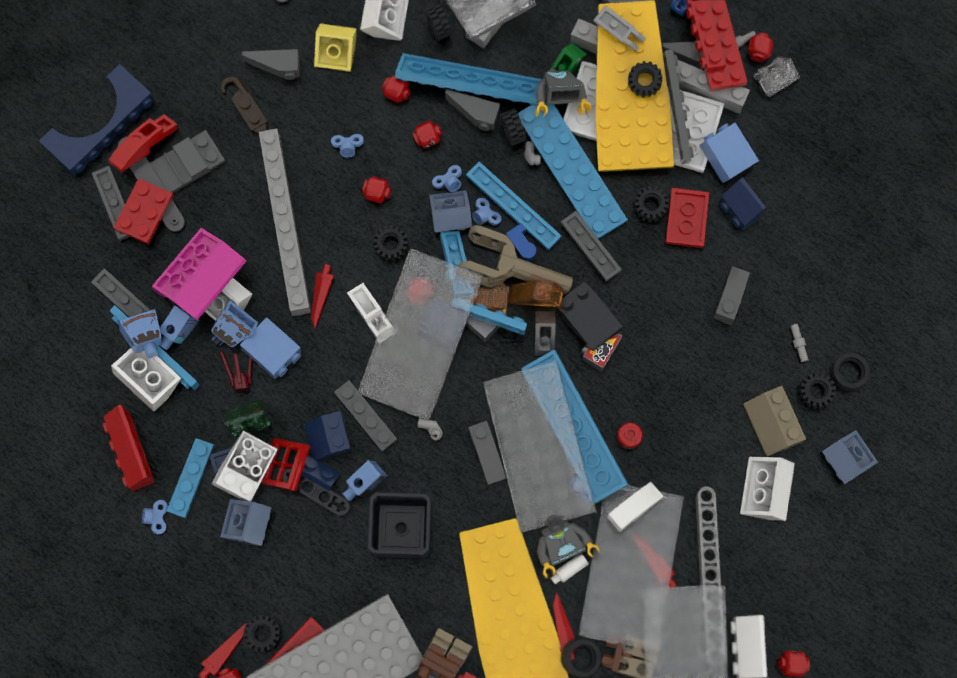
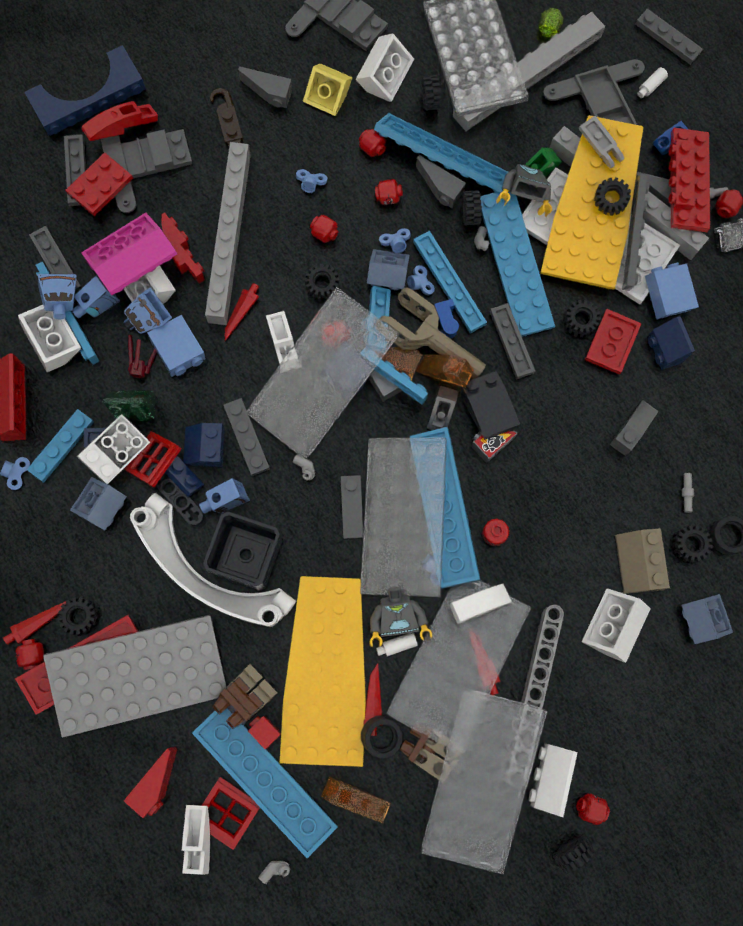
camera: 10 degrees right, 0 degrees up
(241, 246) = (178, 240): none -> red slope
(319, 541) = (160, 540): none -> white panel

